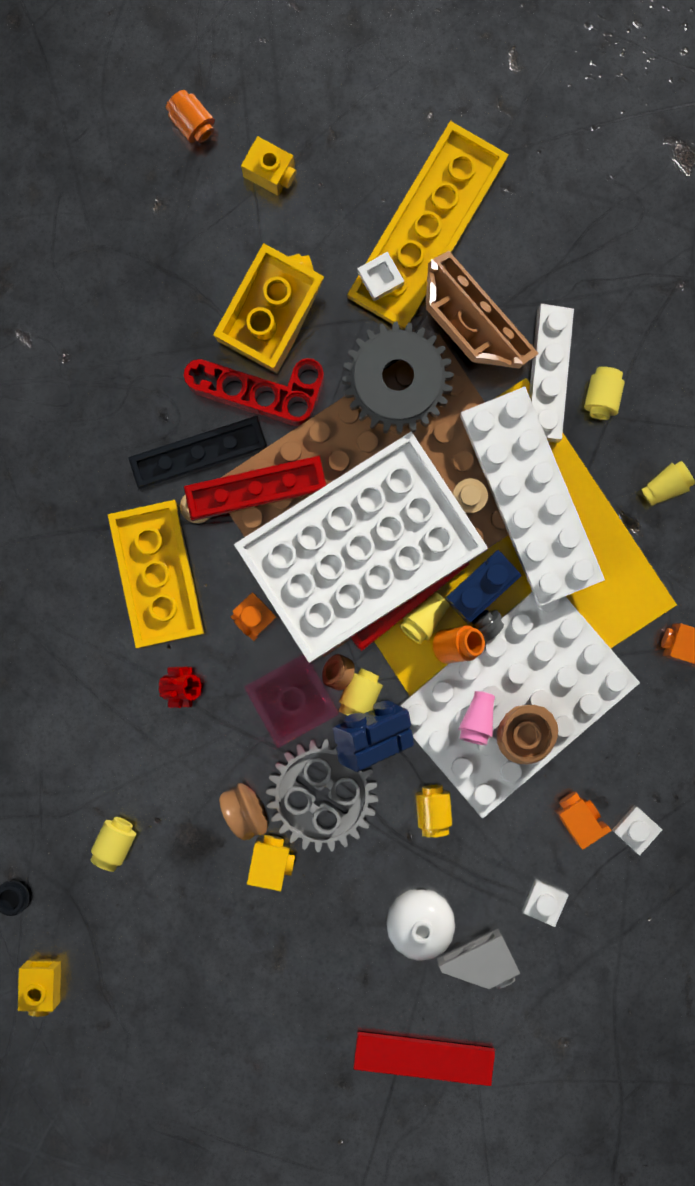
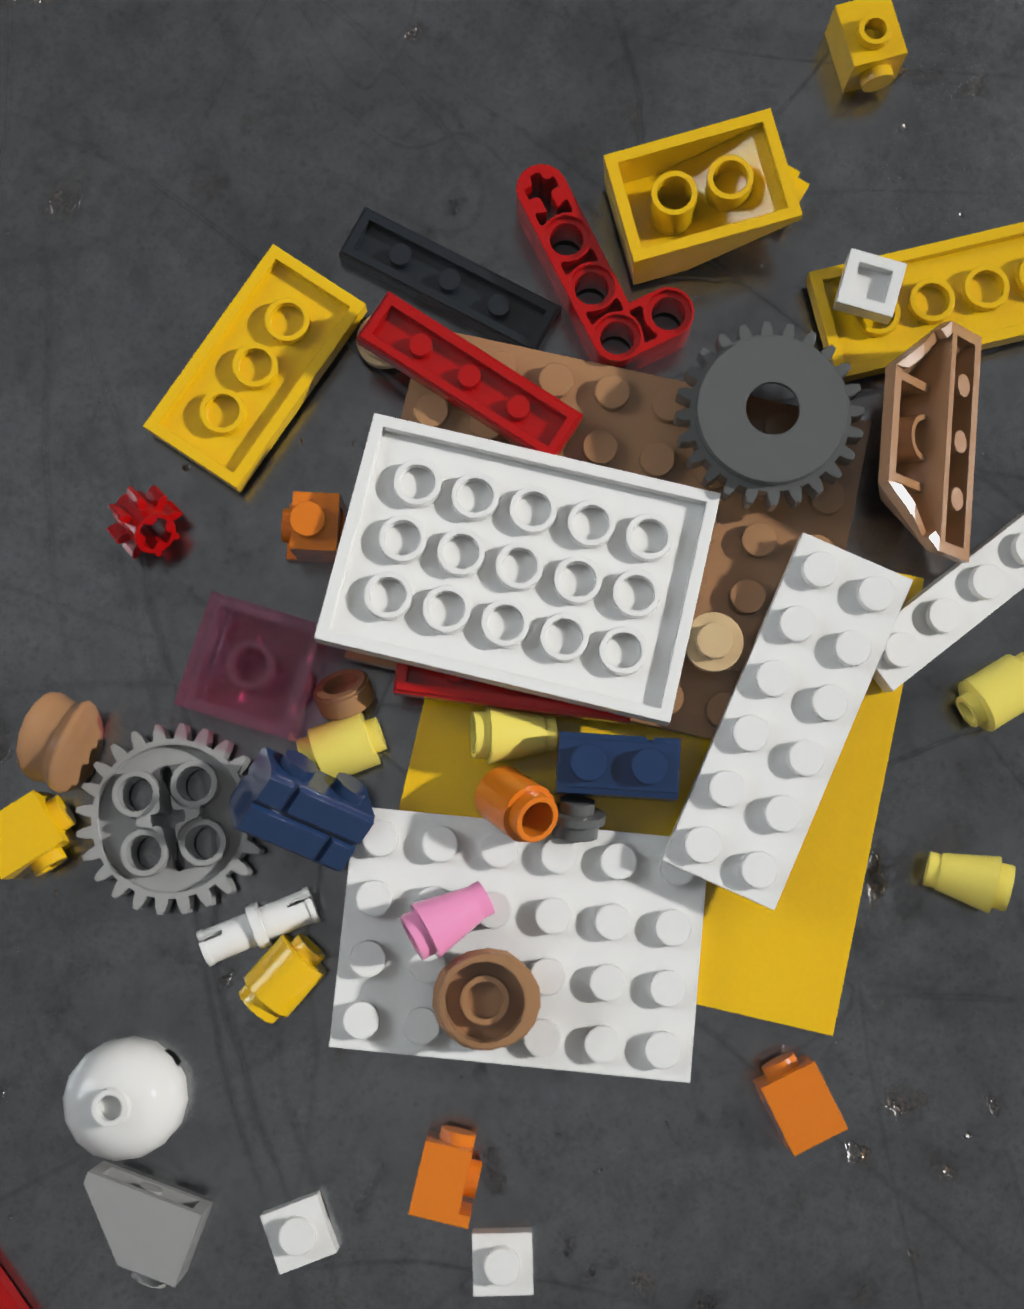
camera: 45 degrees right, 5 degrees down
(402, 801) = (257, 926): none -> white pin

